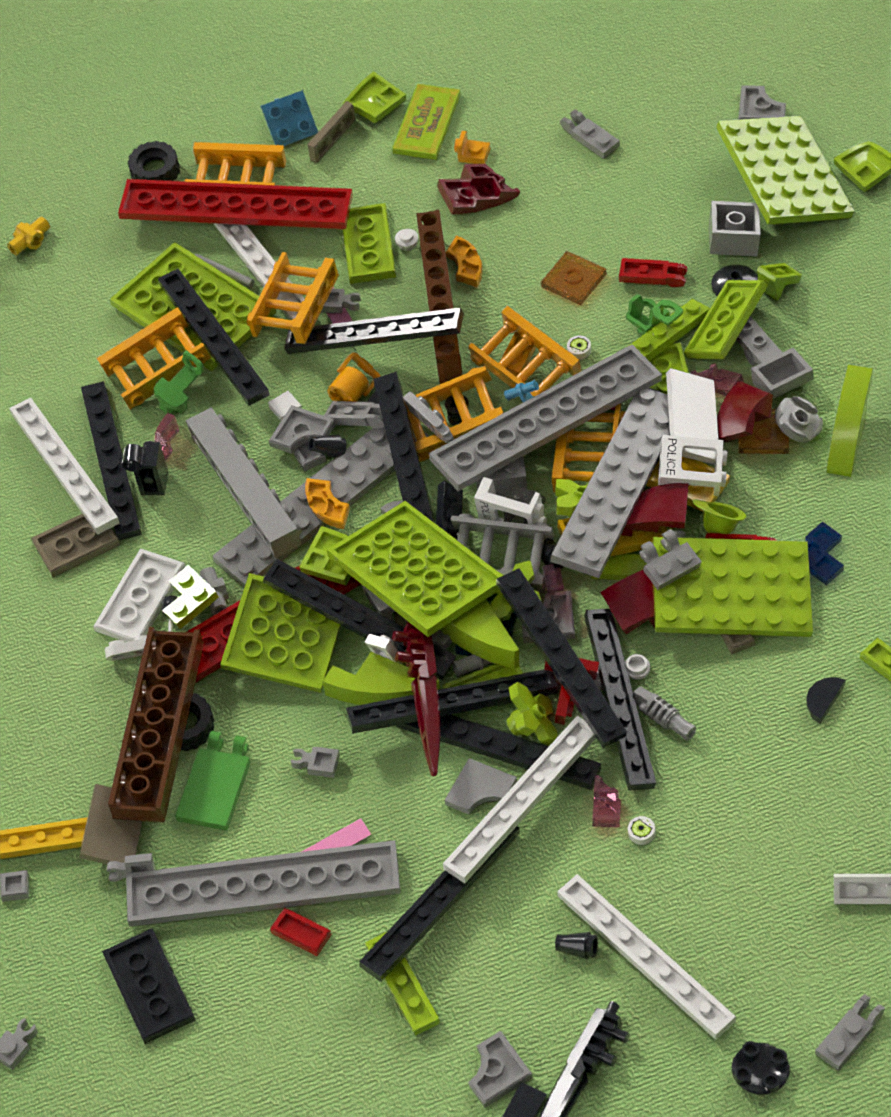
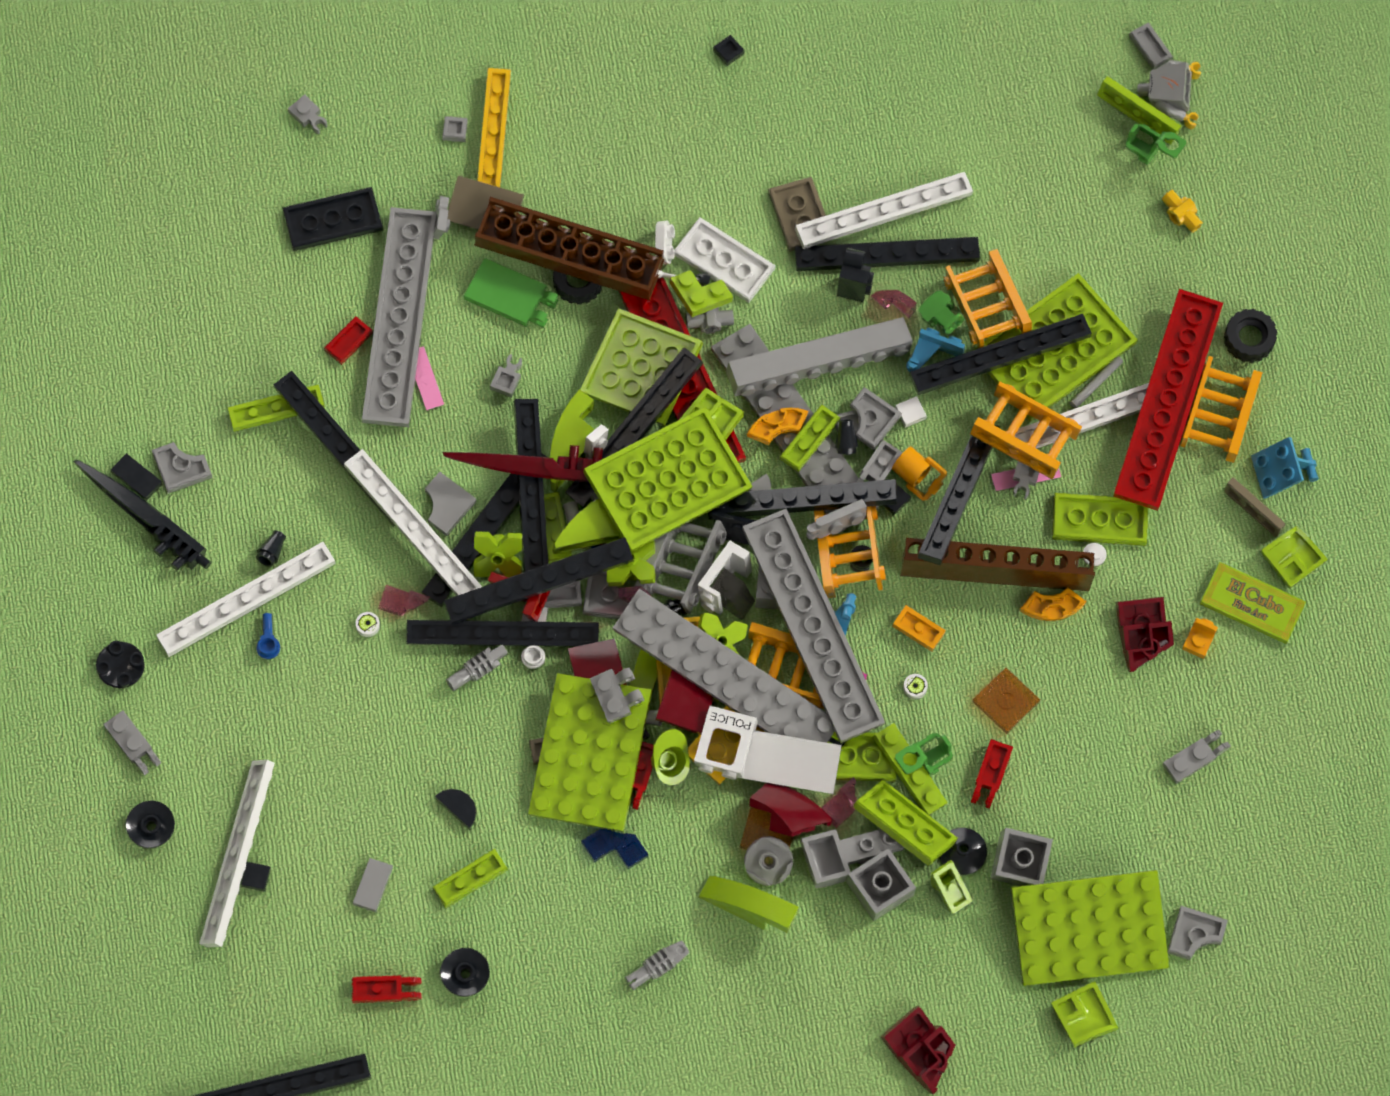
camera: 90 degrees right, 15 degrees up
(215, 396) = (929, 343): none -> dark azure plate
(339, 473) = (810, 438): none -> lime tile
(530, 336) = (905, 649): light orange fence -> none
(694, 920) = (268, 645): none -> blue plate
(796, 324) = (881, 884): none -> light grey brick

